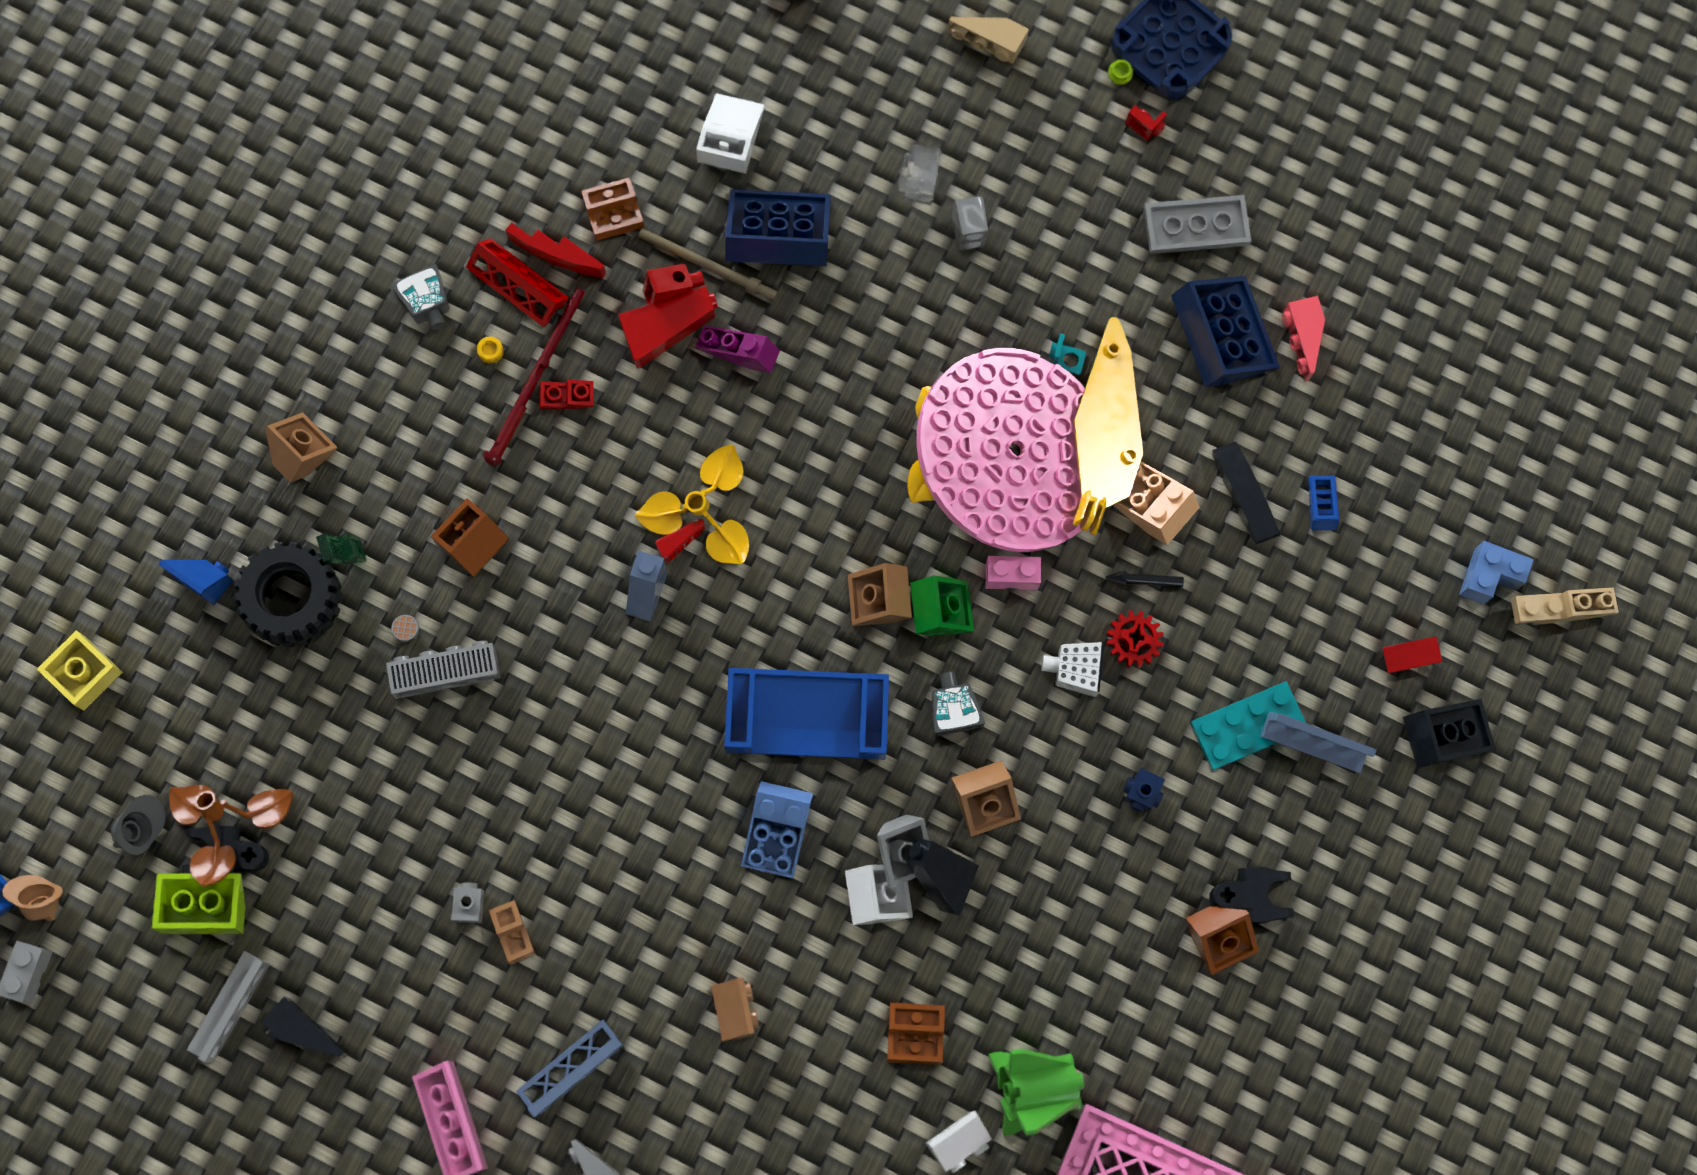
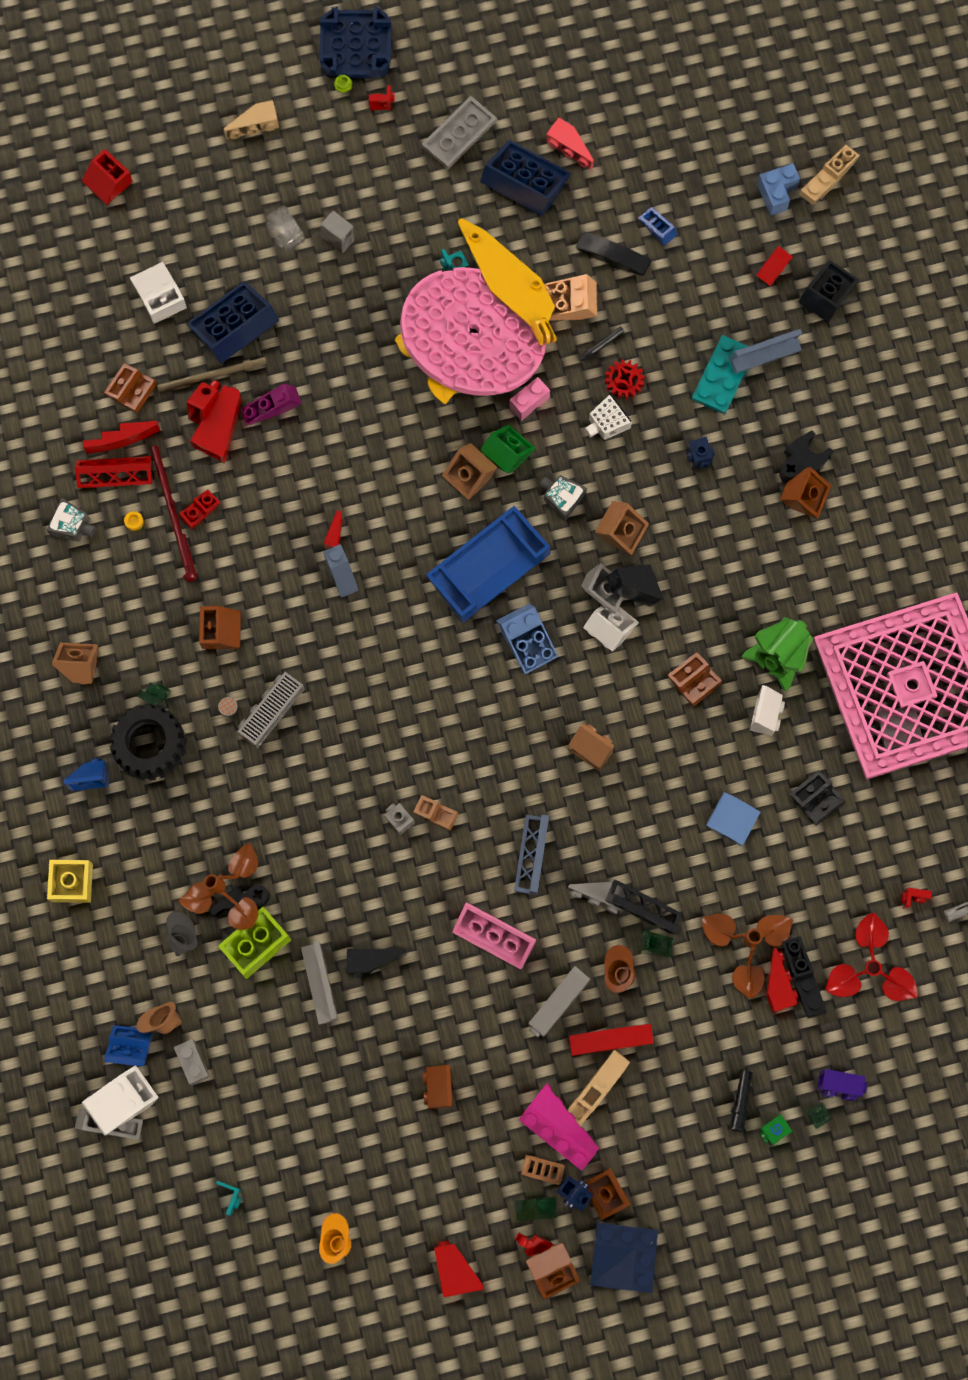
camera: 35 degrees left, 0 degrees up
(662, 510) = (311, 526): yellow plant -> none

